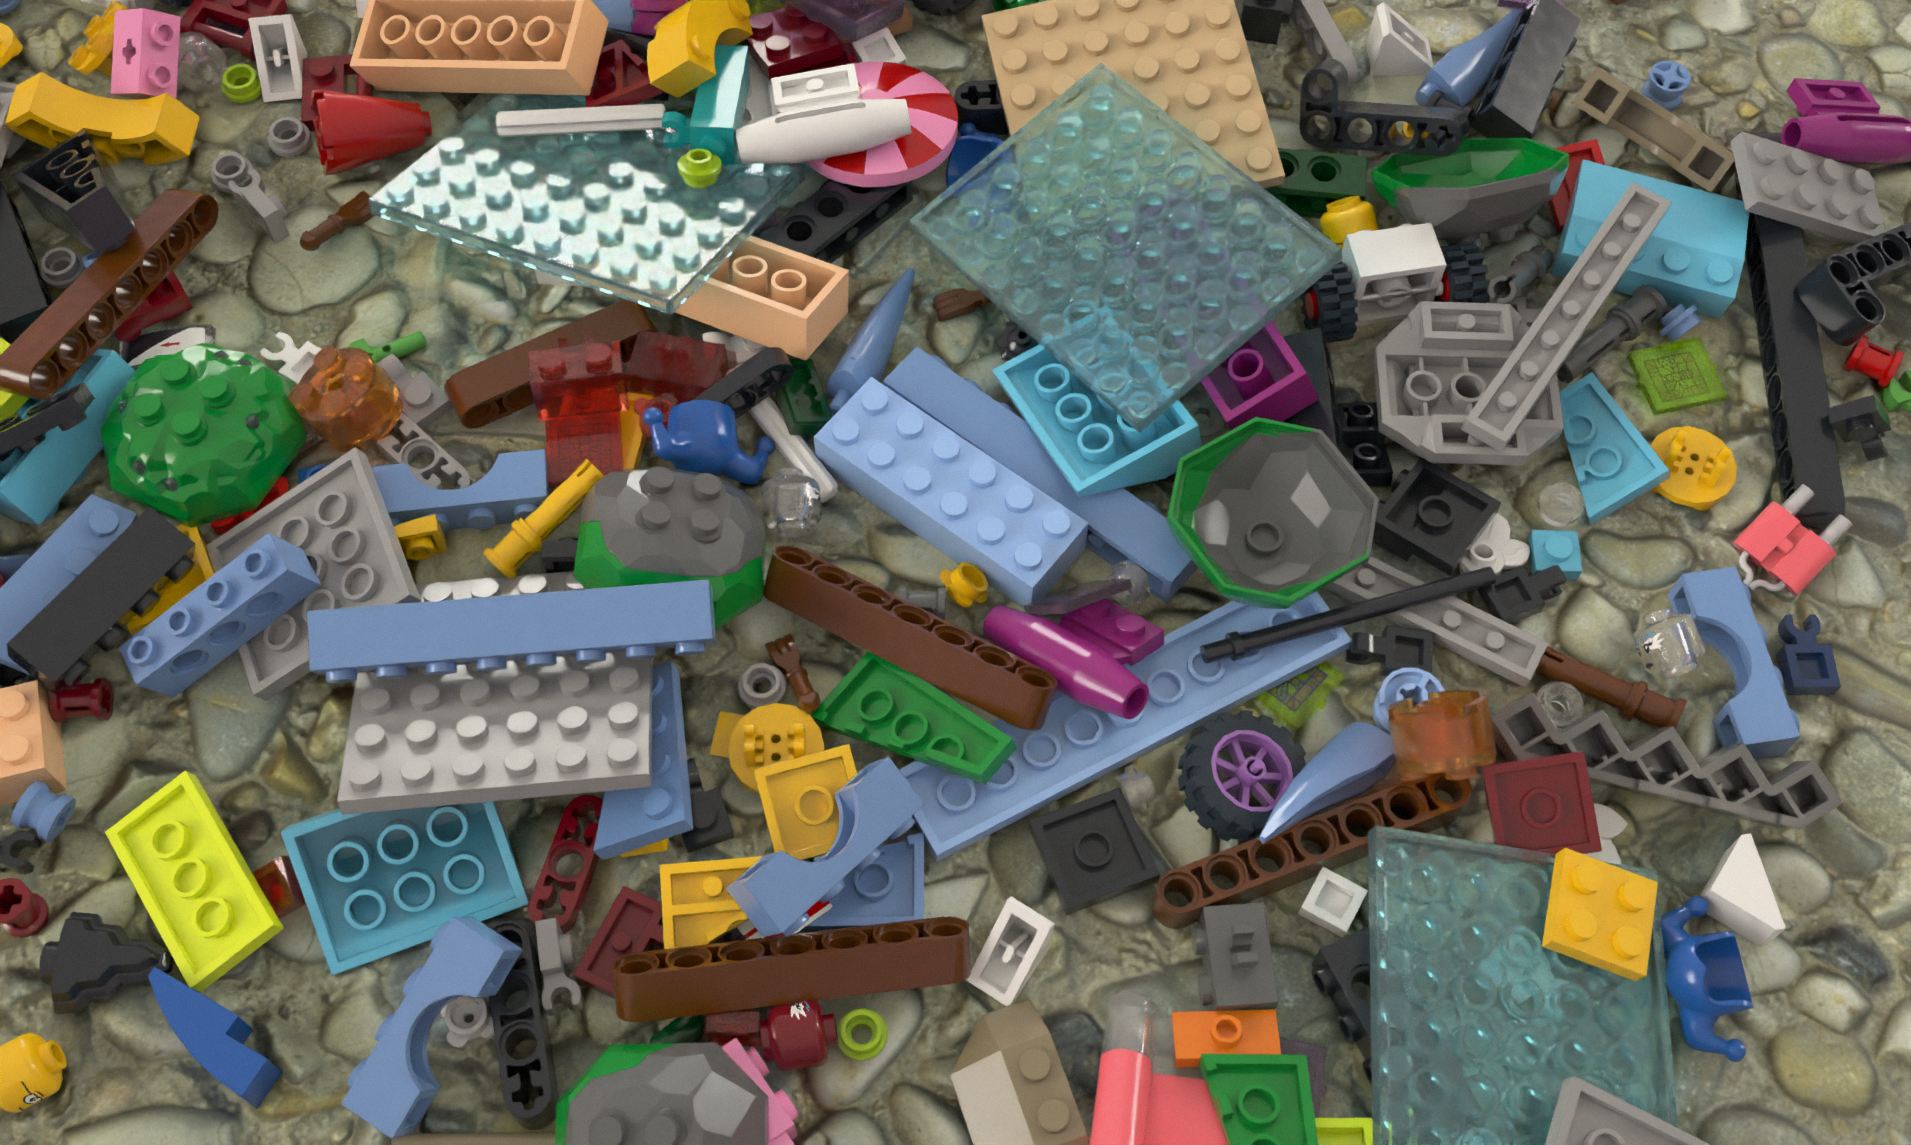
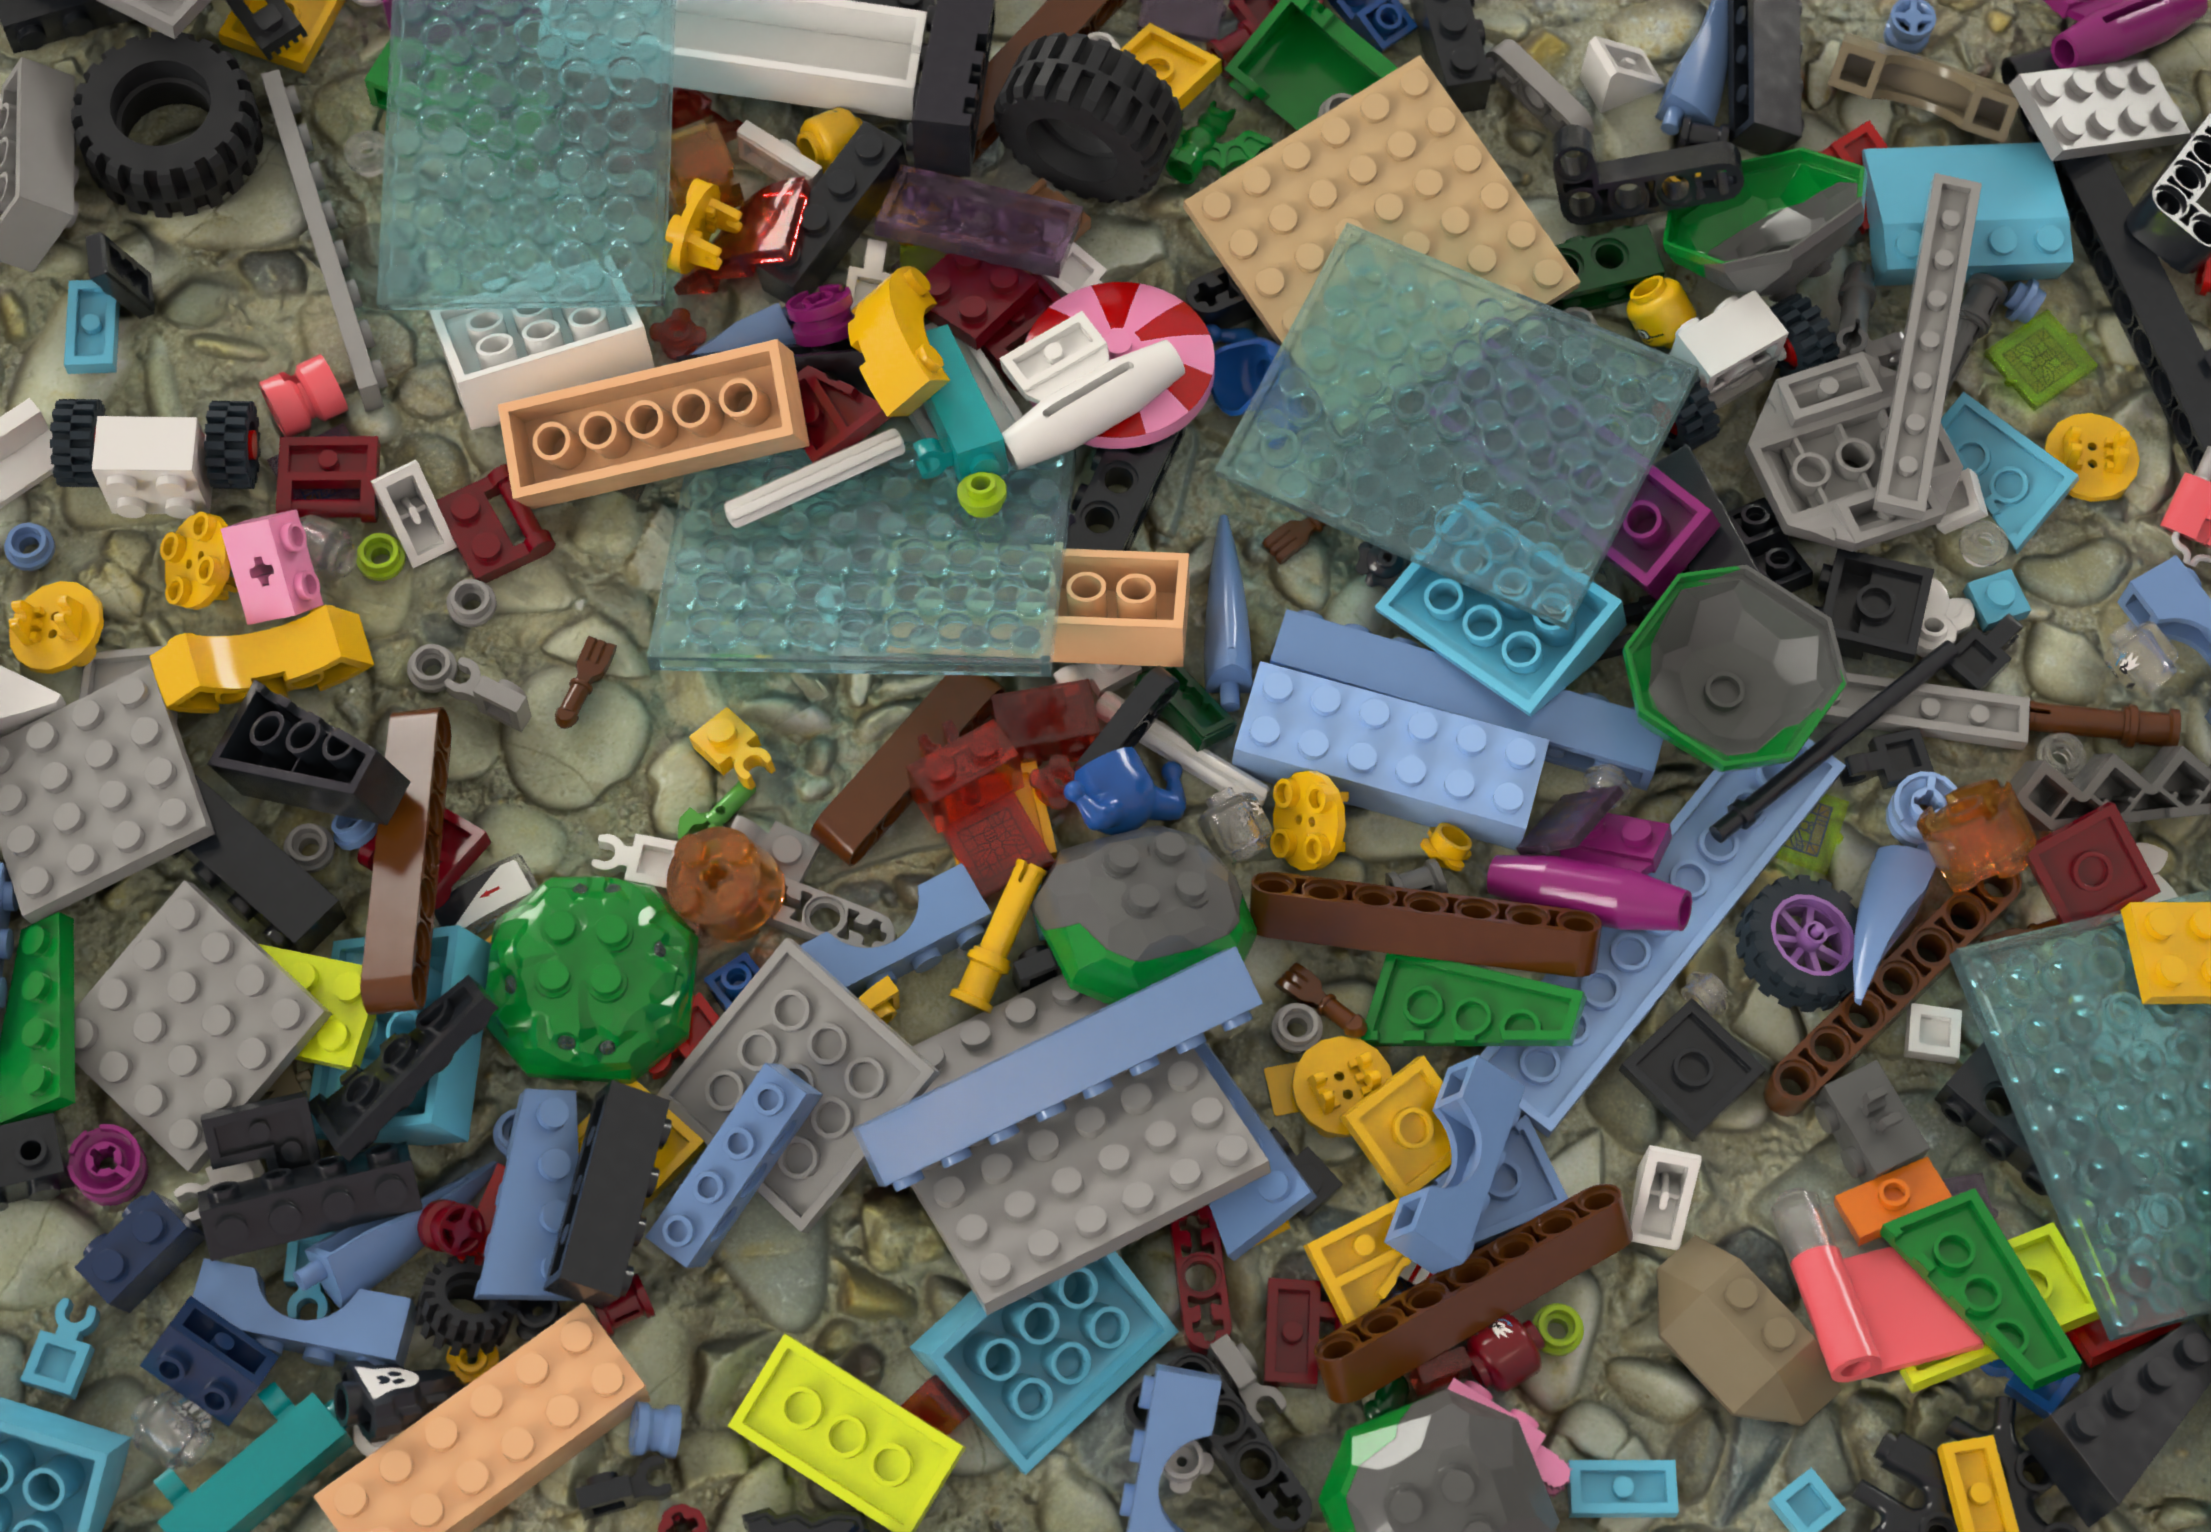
camera: 25 degrees left, 5 degrees up
(365, 129) = (558, 568): red cone -> none
(421, 305) = (731, 744): none -> yellow plate
(852, 518) = (1308, 820): none -> yellow plate
(1552, 463) = (1965, 503): none -> white plate

